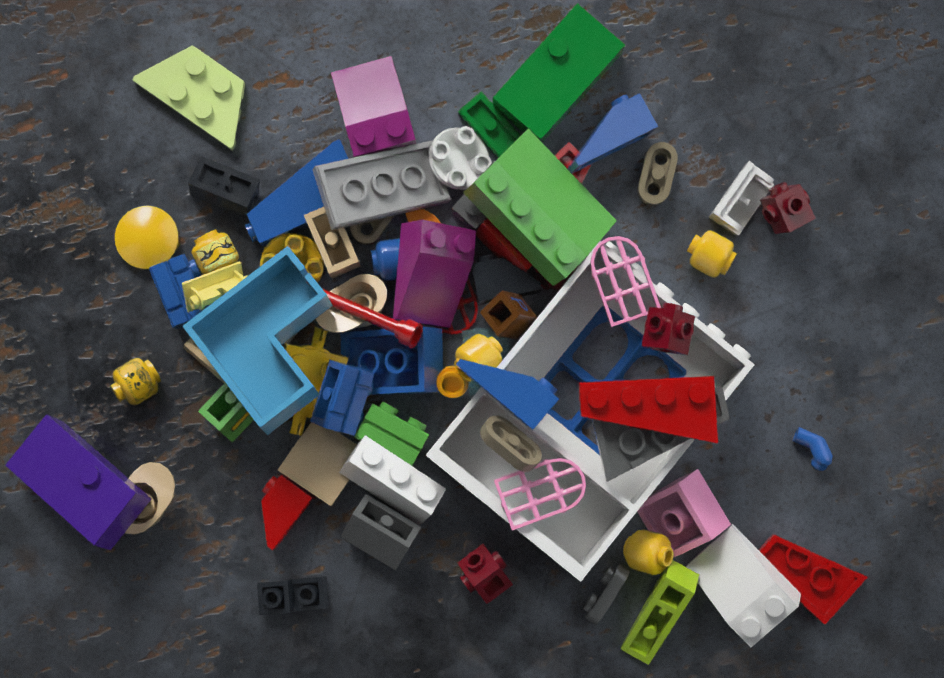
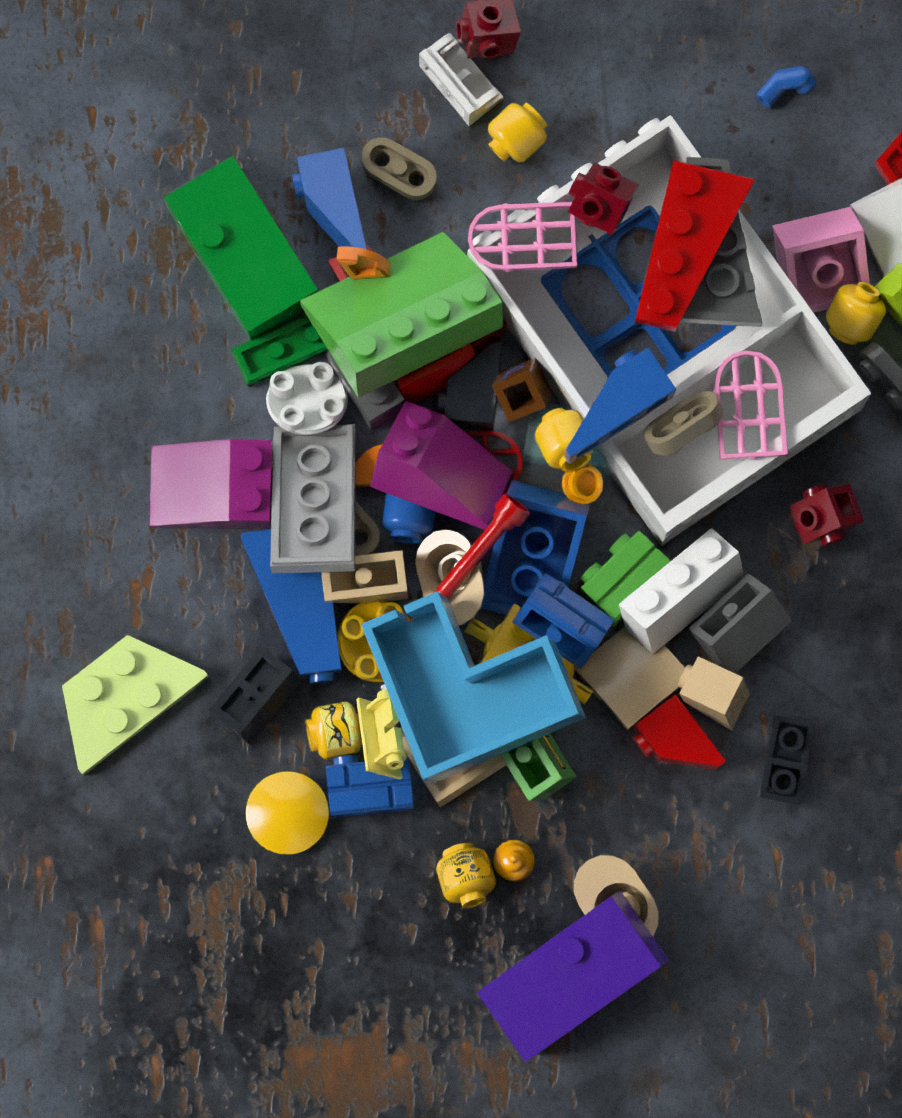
camera: 70 degrees left, 5 degrees down
(158, 413) = (514, 860): none -> light orange plate
(321, 525) = (714, 692): none -> tan slope
(569, 165) = (362, 263): none -> orange tile

